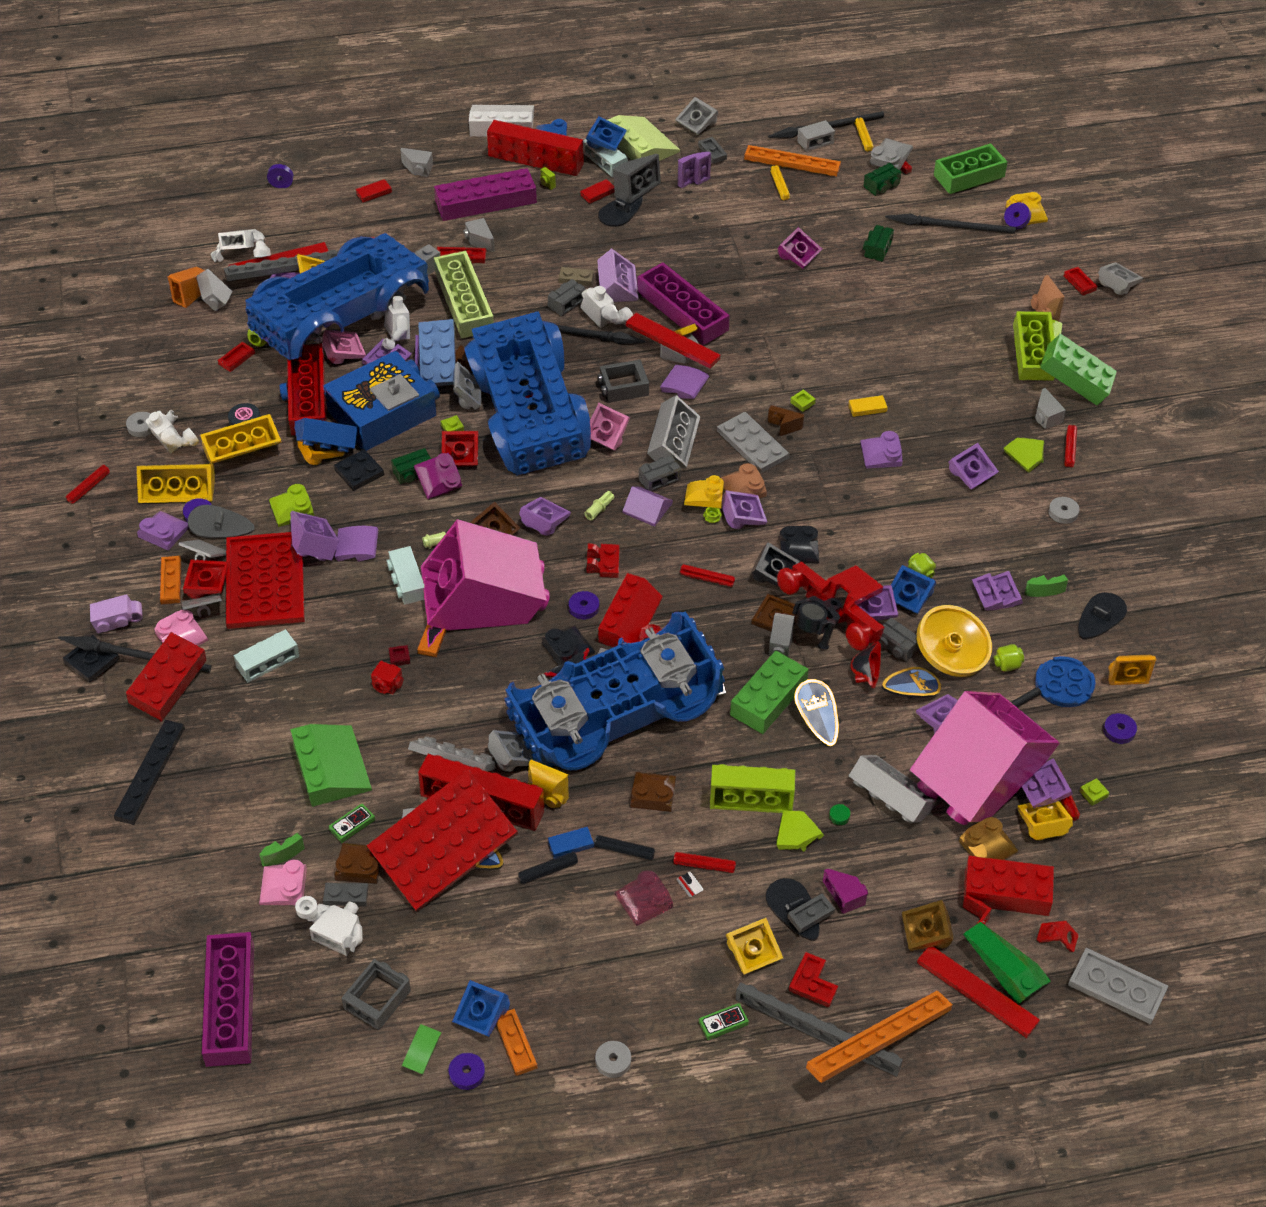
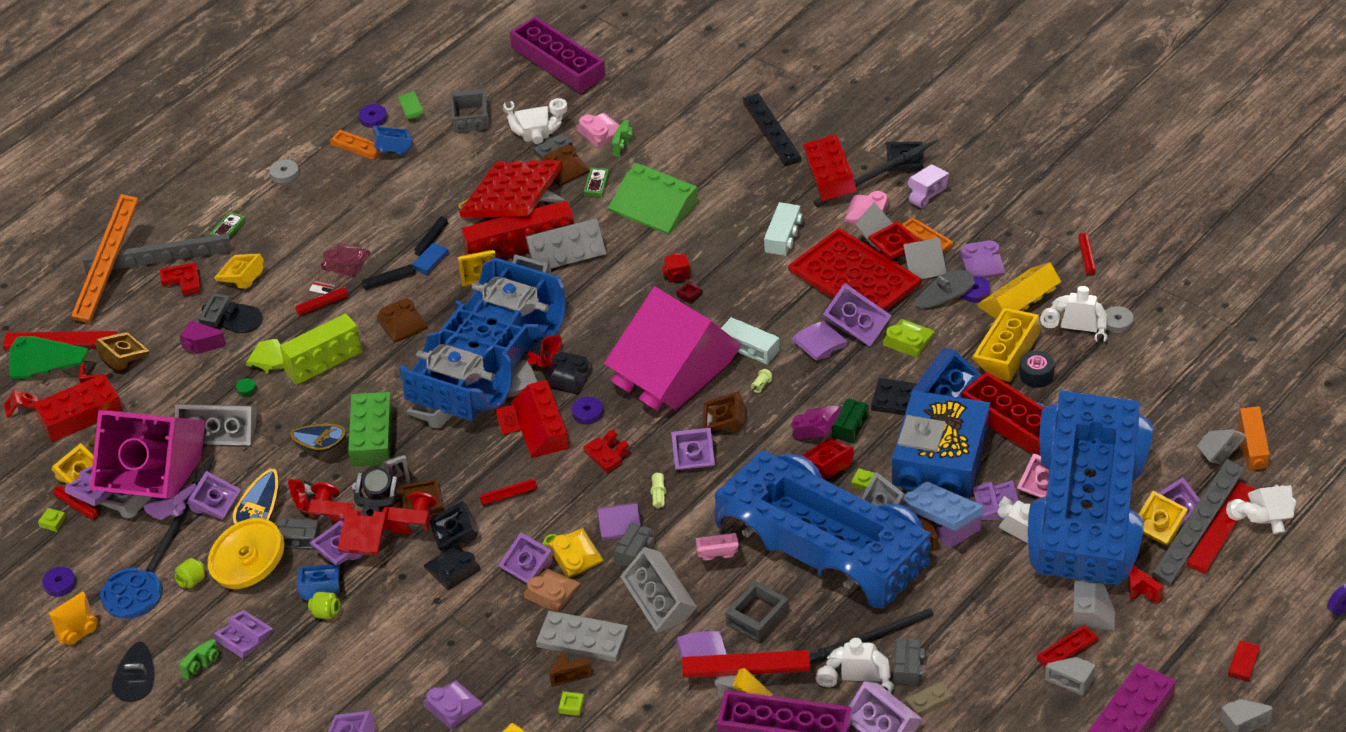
camera: 145 degrees right, 5 degrees down
(462, 292) = (1002, 593): yellowish green brick -> none

